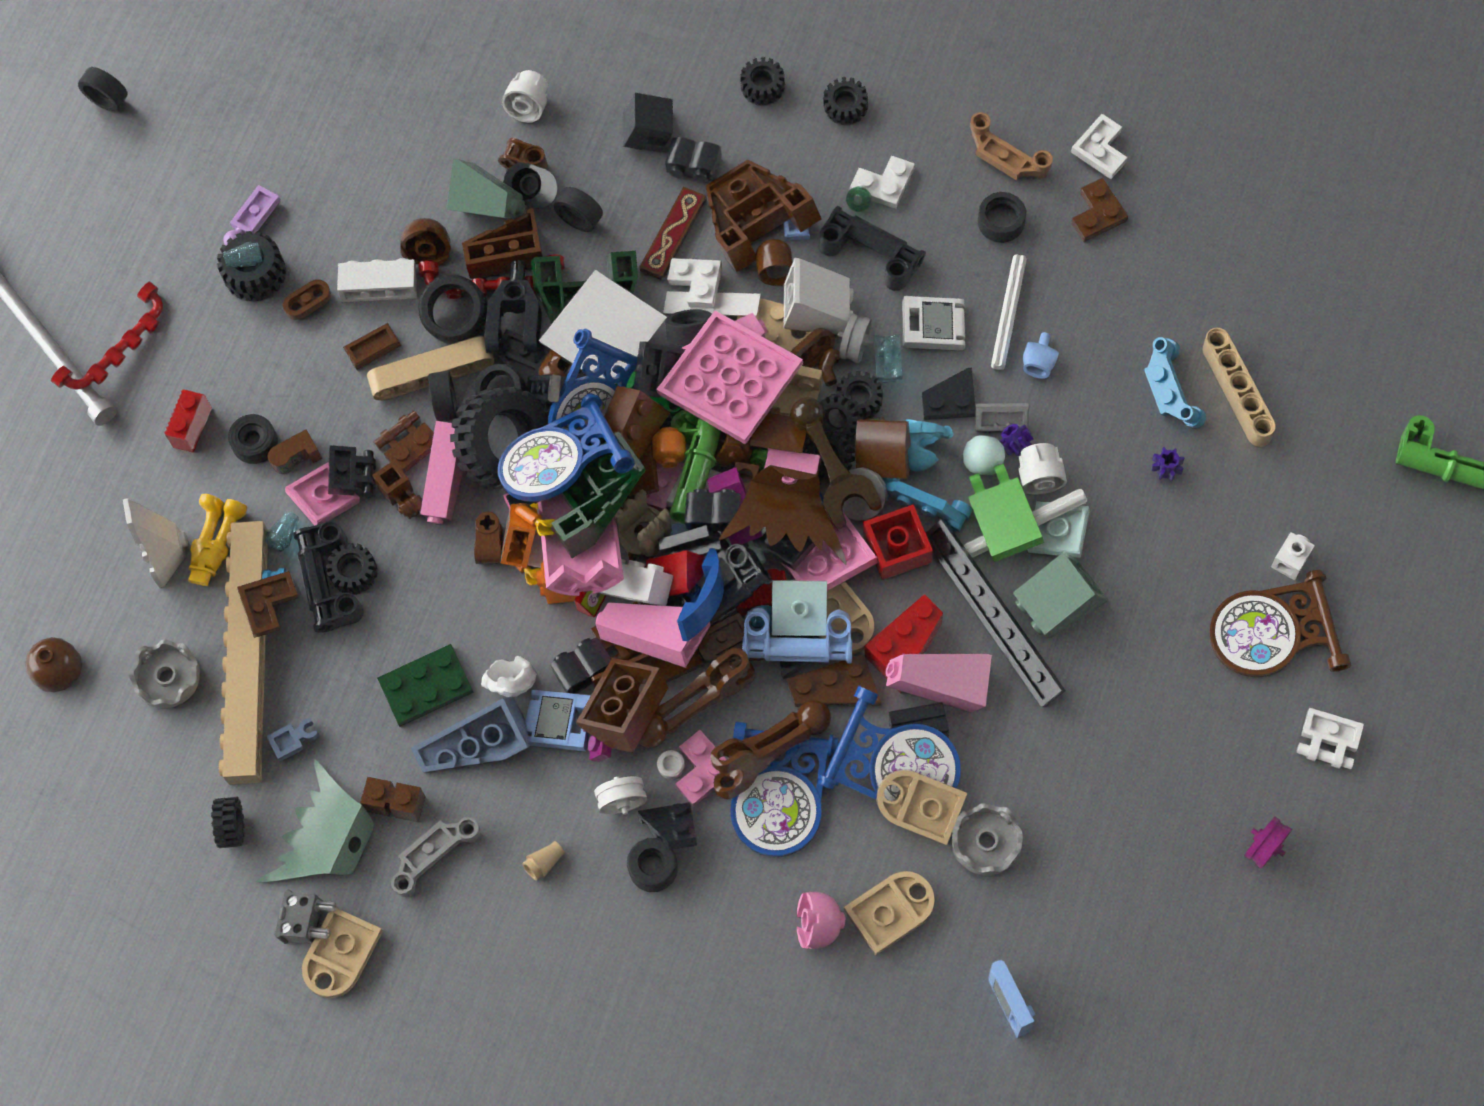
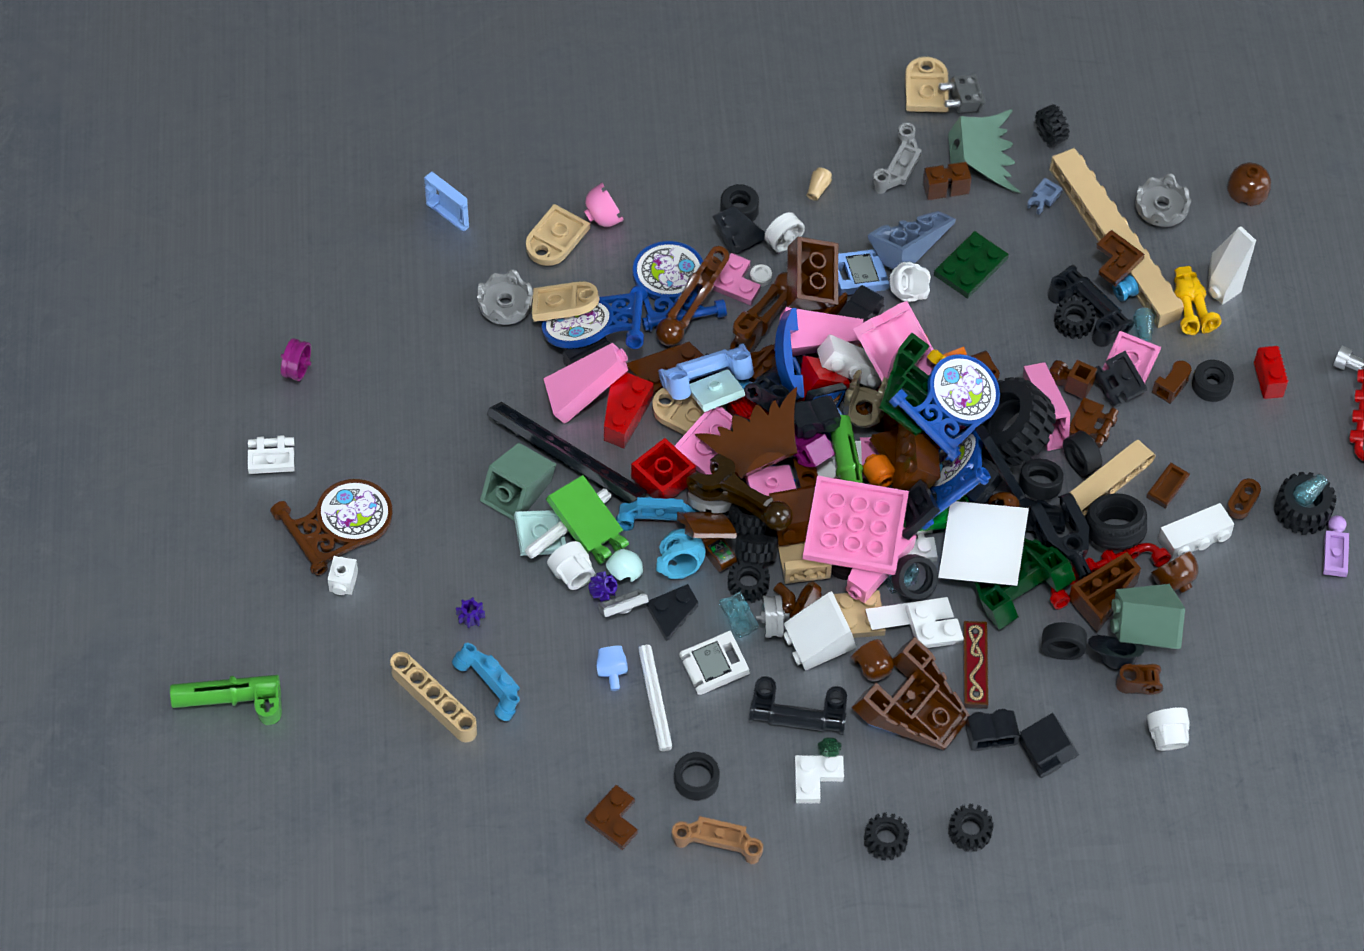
camera: 150 degrees right, 10 degrees down
(1095, 147) = (640, 871): white plate -> none

